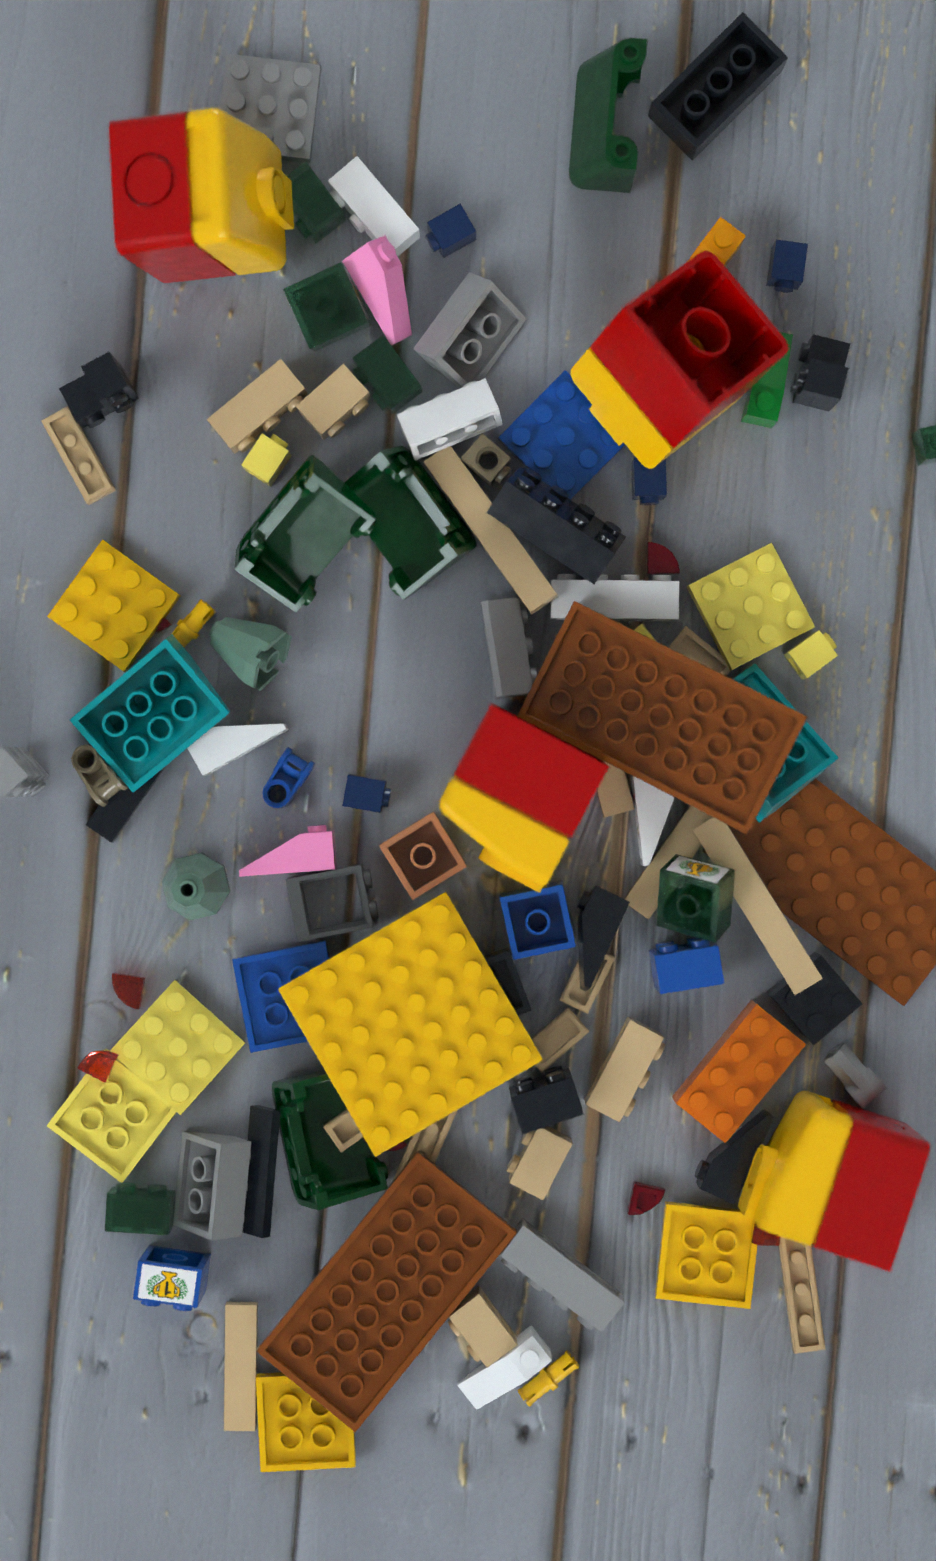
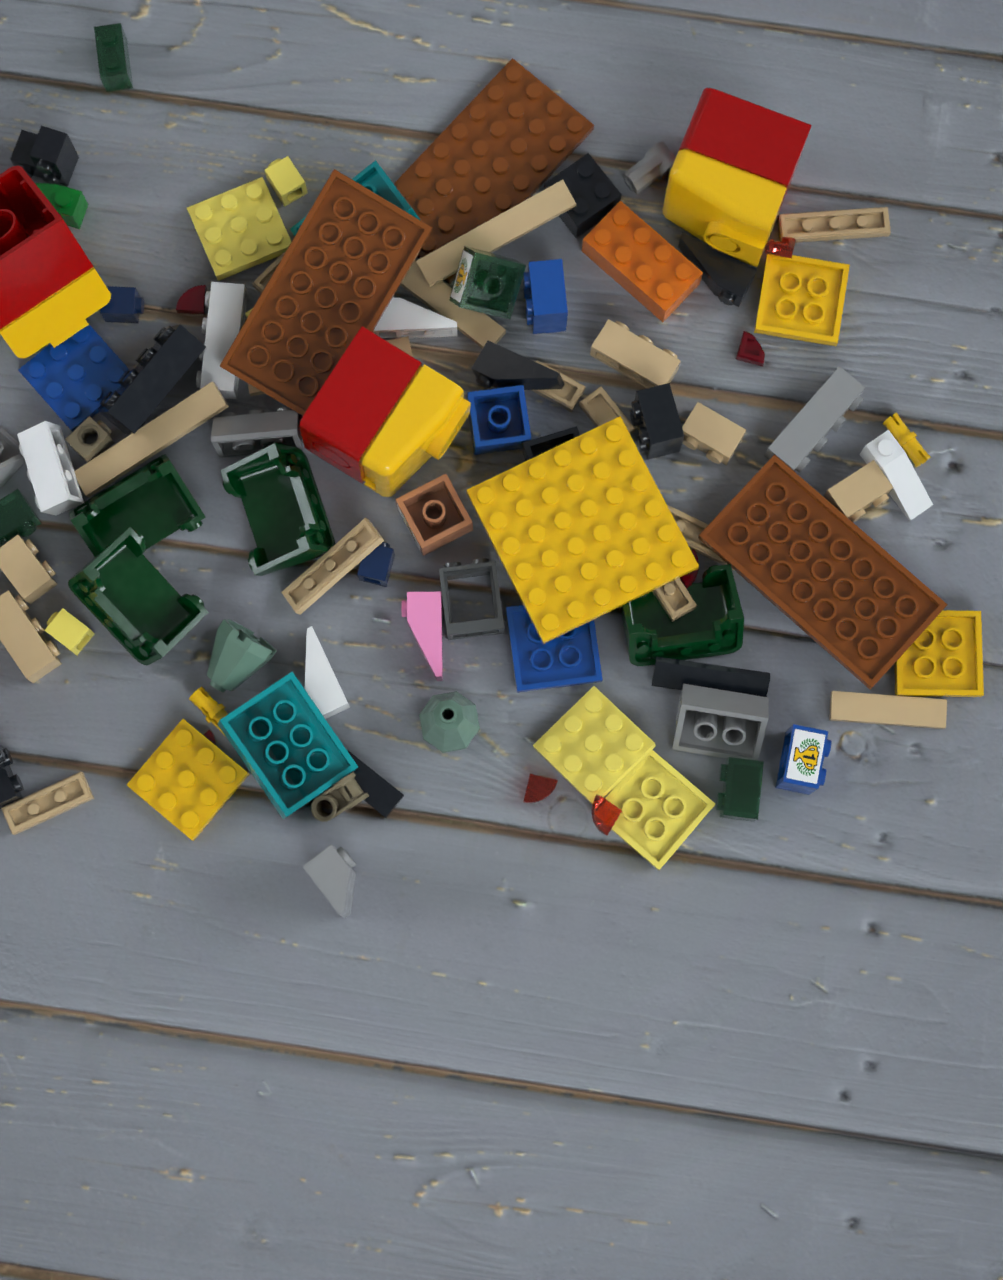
camera: 90 degrees left, 10 degrees down
(287, 777) = (355, 629): blue piece -> none
(357, 746) = (332, 566): none -> tan tile
(419, 683) = (280, 507): none -> dark green windscreen

